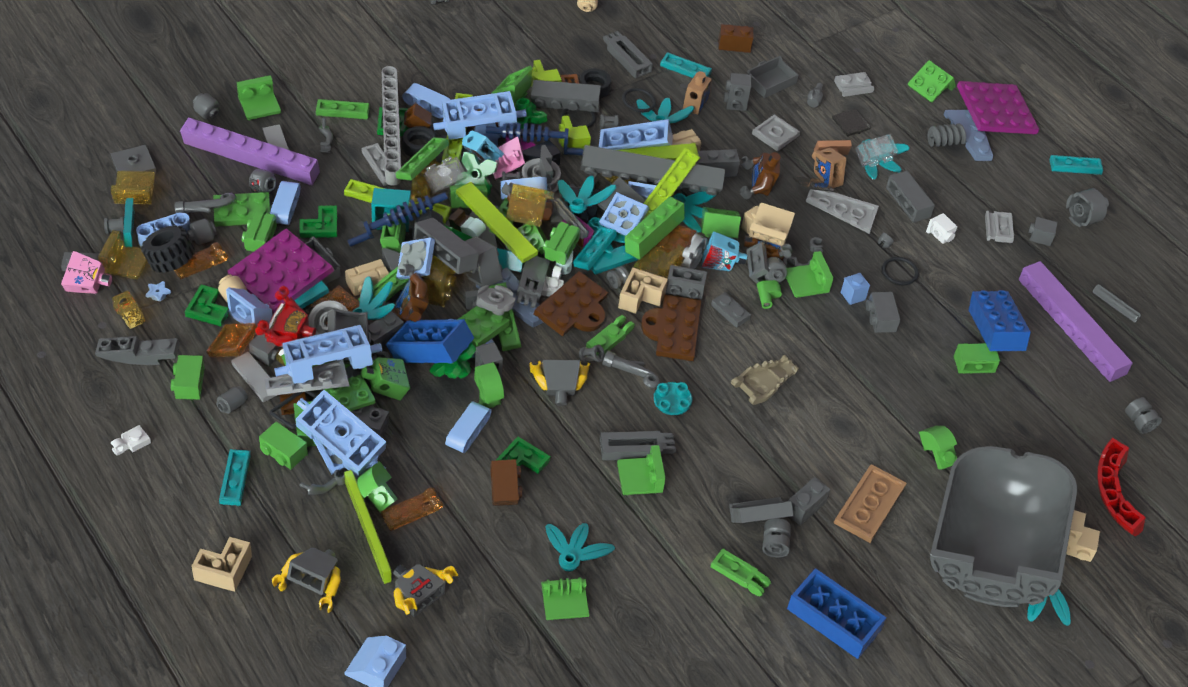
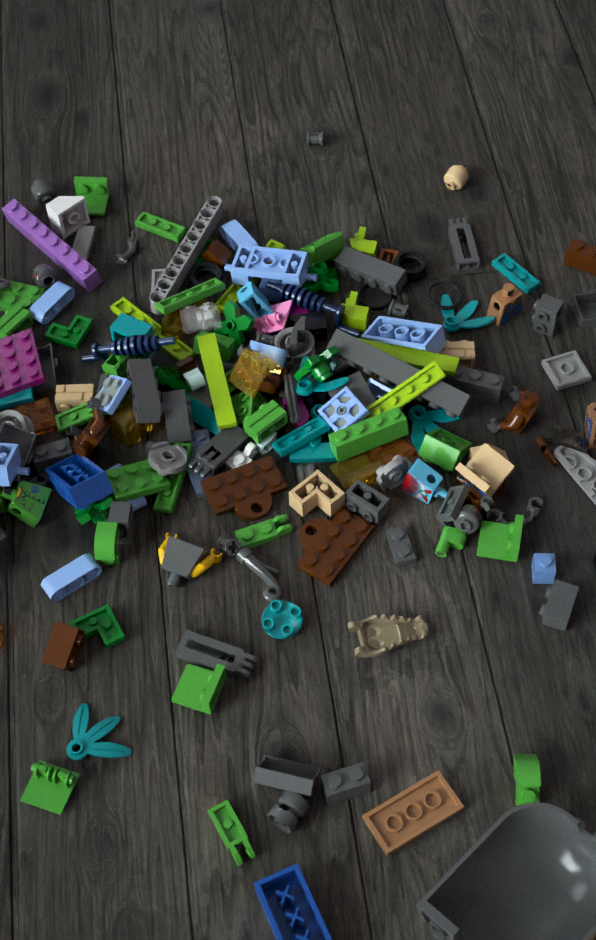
camera: 35 degrees right, 5 degrees up
(250, 117) = (67, 214): none -> white slope
(372, 306) = (53, 431): teal plant -> none
(583, 182) = (318, 366): none -> green plant
(792, 196) = (547, 453): none -> reddish brown pin

